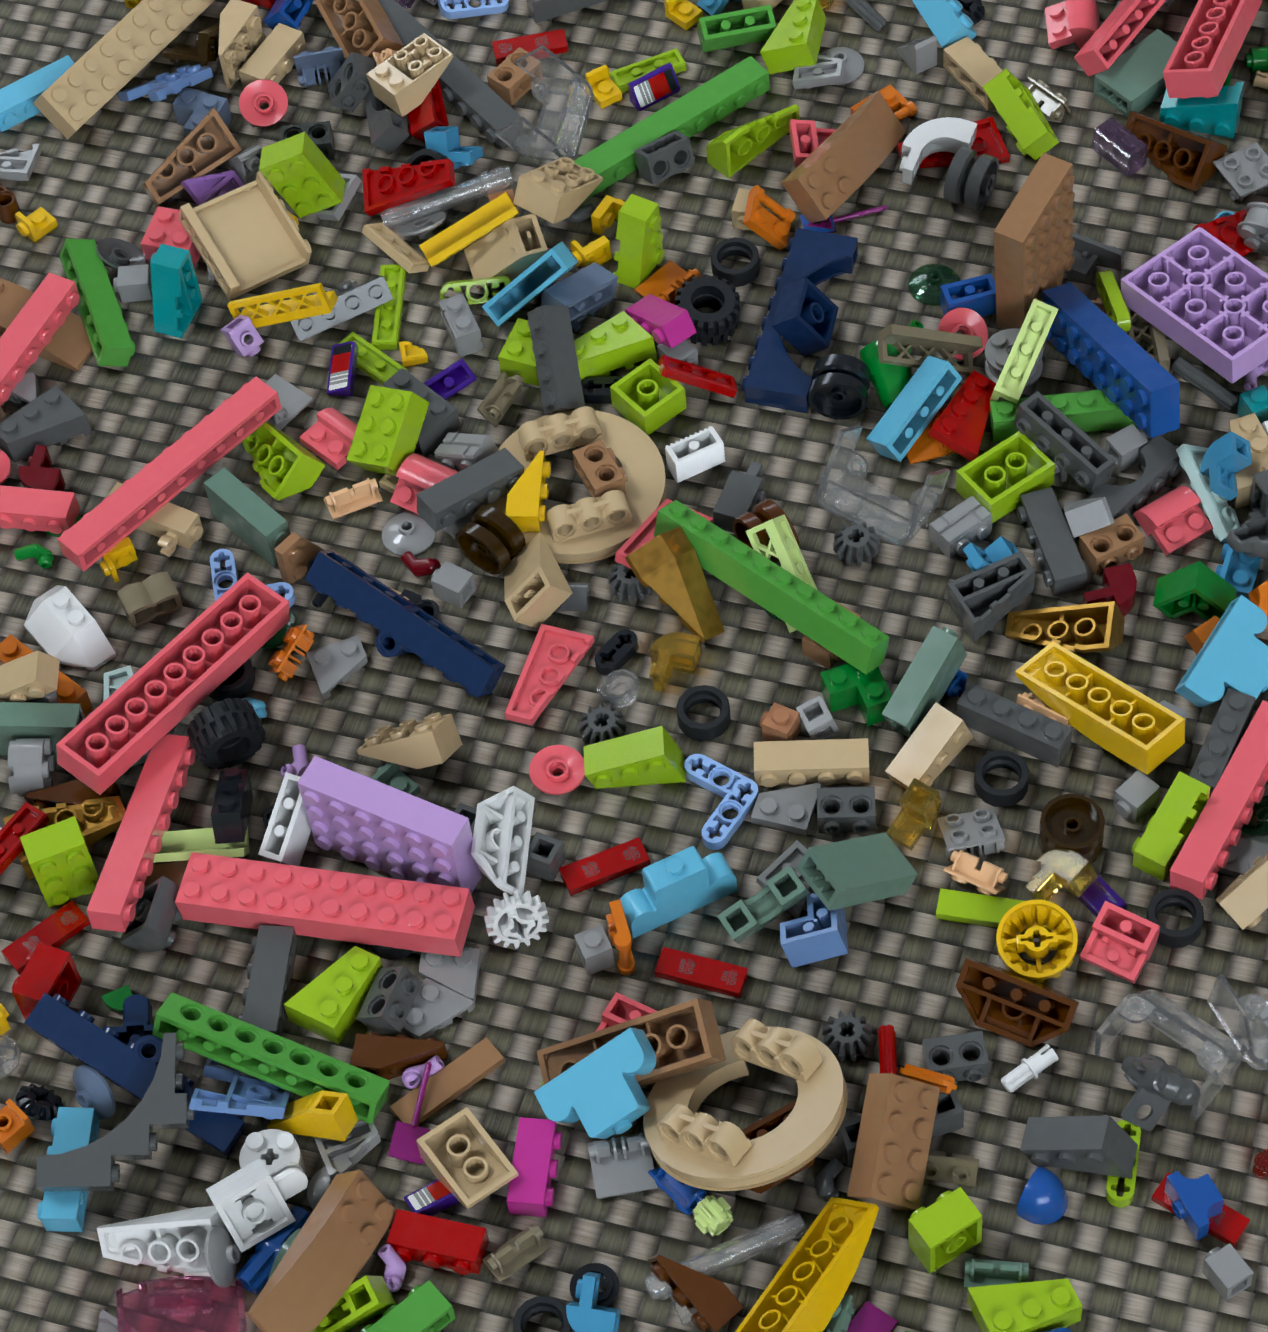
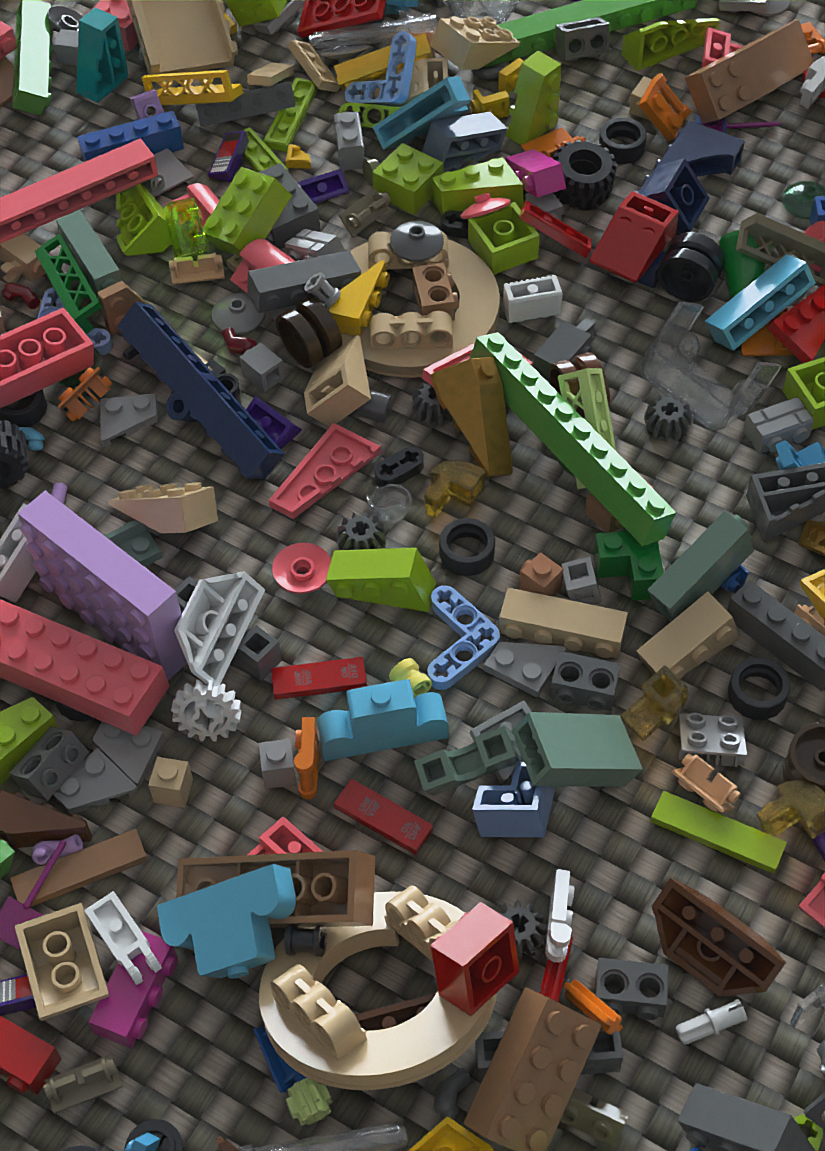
camera: 10 degrees right, 0 degrees up
(176, 562) = (25, 293): none -> dark red arm
(223, 381) = (156, 132): none -> blue brick
(233, 550) = (63, 281): none -> green fence
(333, 461) = (185, 228): none -> clear neon green brick
(356, 269) = (270, 74): none -> tan tile
(482, 636) = (272, 422): none -> dark purple slope
(484, 258) = (393, 81): none -> light blue beam
(491, 352) = (368, 167): none -> olive tile
(503, 495) = (317, 283): none -> light grey bush
(504, 989) = (170, 782): none -> tan brick
(512, 1124) = (121, 934): none -> white hinge
(555, 358) = (424, 177): dark grey brick -> none
(568, 423) = (417, 241): none -> dark grey dish
(621, 369) = (484, 205): none -> coral dish
(621, 1165) = (227, 1012): light grey hinge -> none
(672, 1086) = (305, 940): none -> black bush
(684, 839) = (409, 670): none -> light yellow wheel
(778, 369) = (635, 236): none -> red slope
(823, 1058) = (475, 958): none -> red brick
(880, 1016) = (559, 917): none -> white hinge
(1036, 918) = (759, 846): yellow gear -> none

